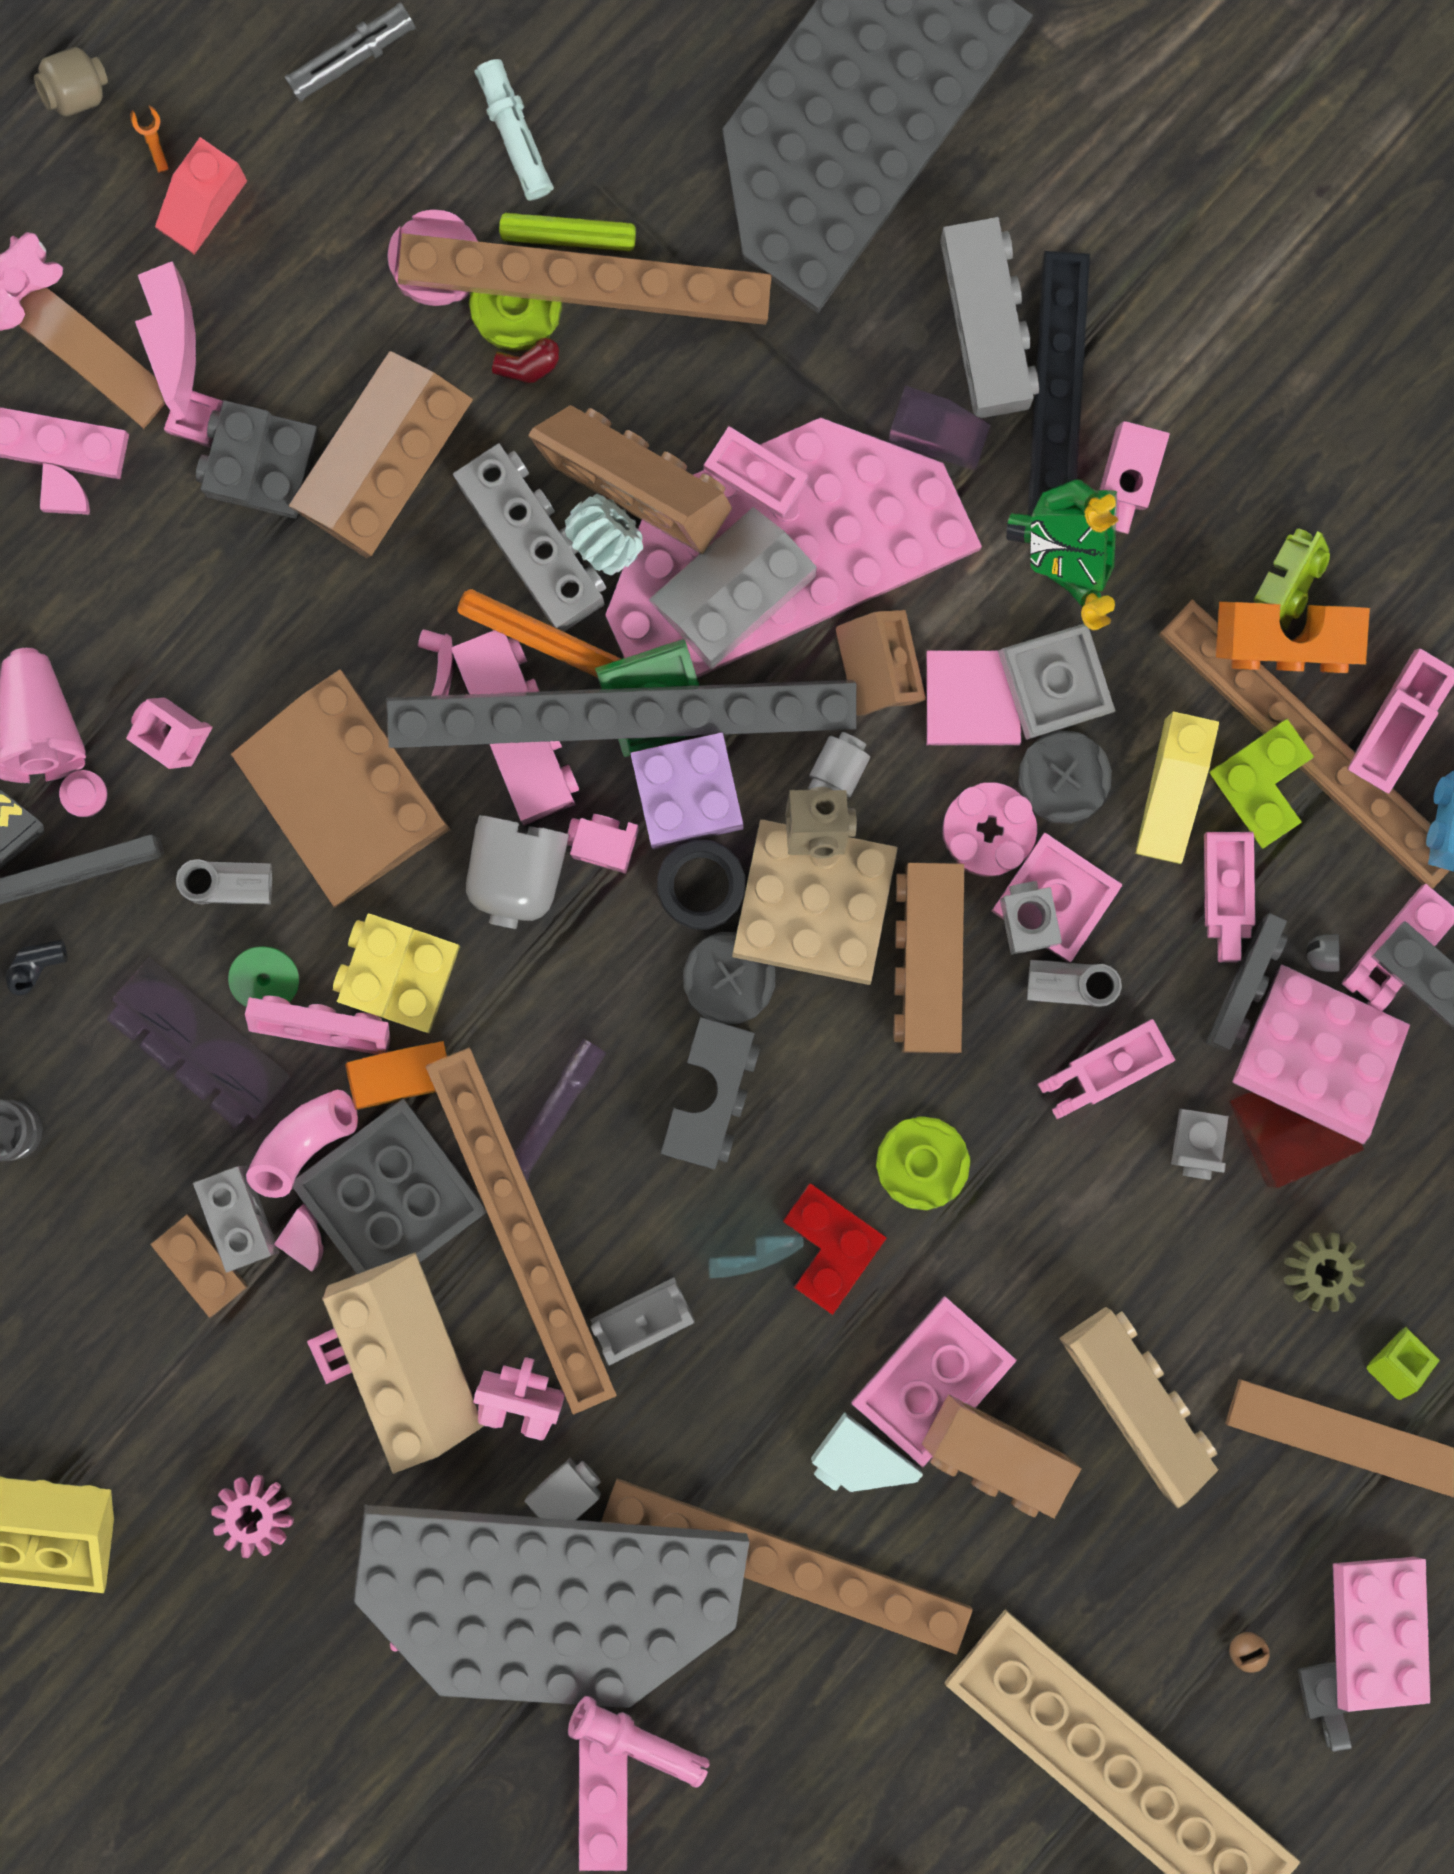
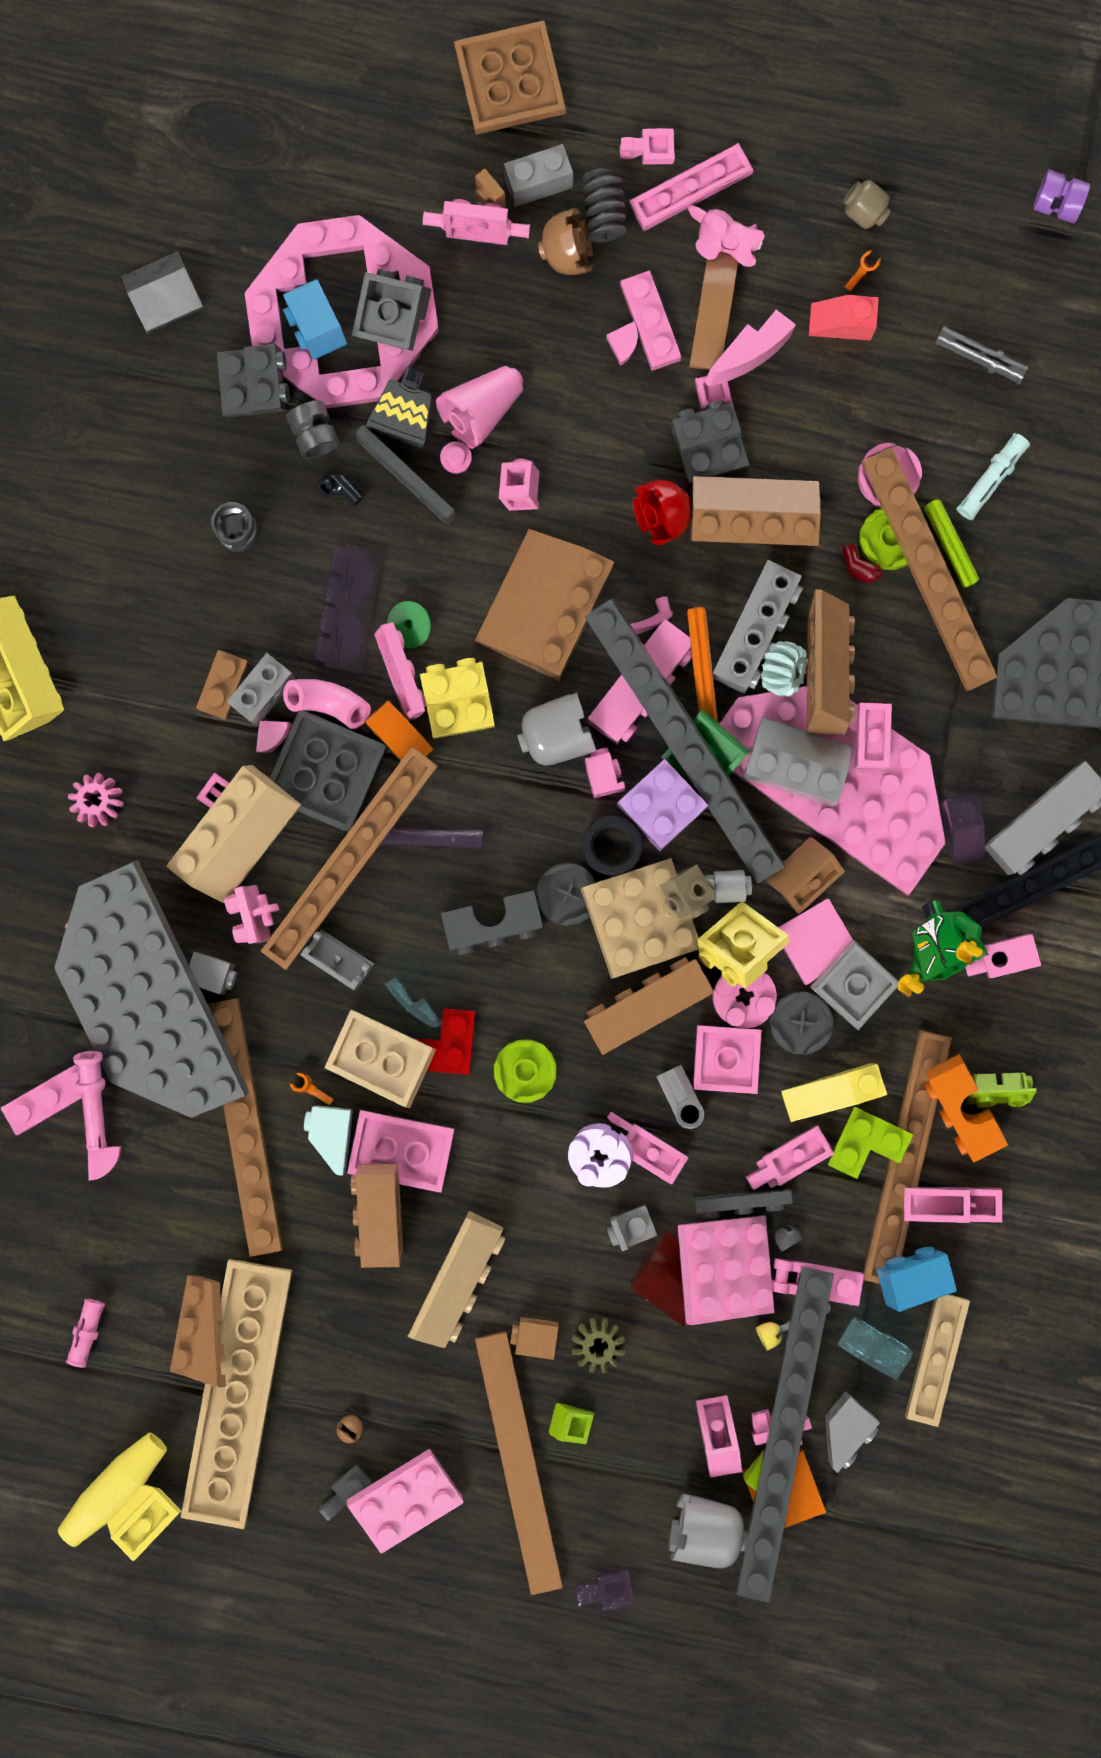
camera: 60 degrees right, 0 degrees up
(230, 882) = (453, 572): light grey piece -> none
(309, 569) = (662, 510): none -> red cylinder
(725, 1775) = (102, 1161): none -> bright pink tile
(788, 1451) = (311, 1089): none -> orange hand
(801, 1339) = (380, 1058): none -> tan plate
(924, 794) = (741, 945): none -> light yellow plate
(1024, 939) = (691, 1056): light grey brick -> none
(1025, 1784) = (197, 1336): none -> medium nougat wing
(1103, 1148) = (595, 1172): none -> plate
(1269, 1346) = (535, 1338): none -> medium nougat brick
(1434, 1044) = (771, 1333): none -> light yellow hinge

